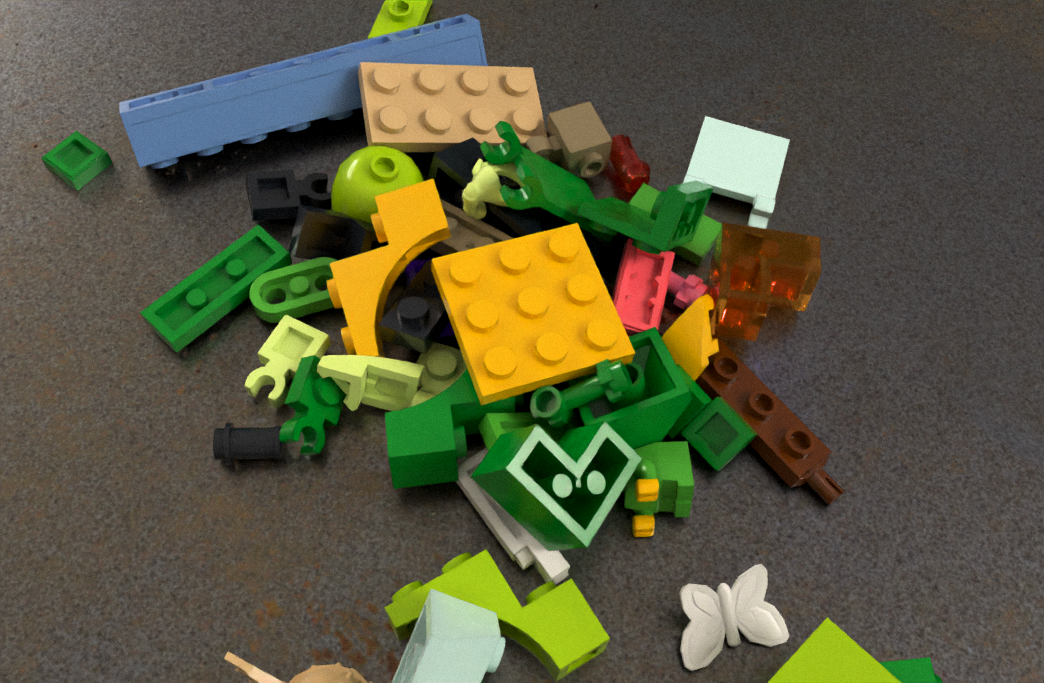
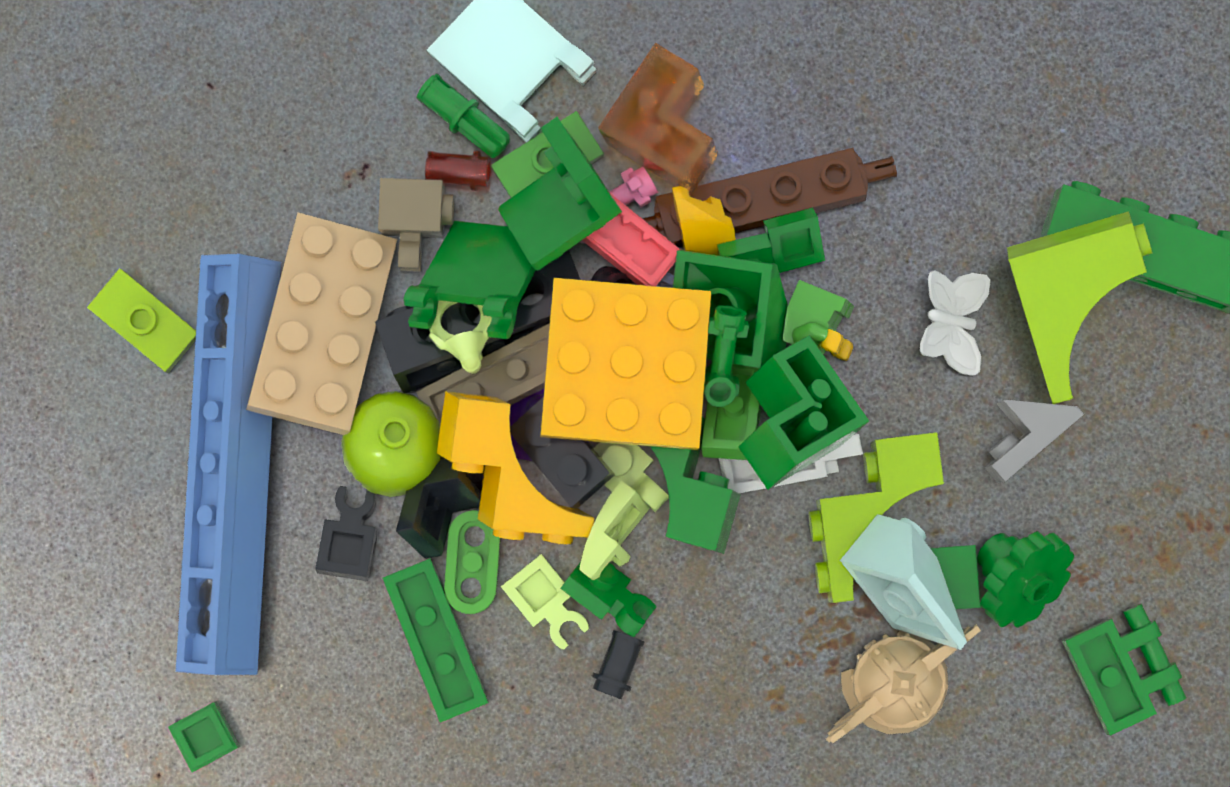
camera: 60 degrees left, 25 degrees up
(670, 150) = (463, 116): none -> green axle

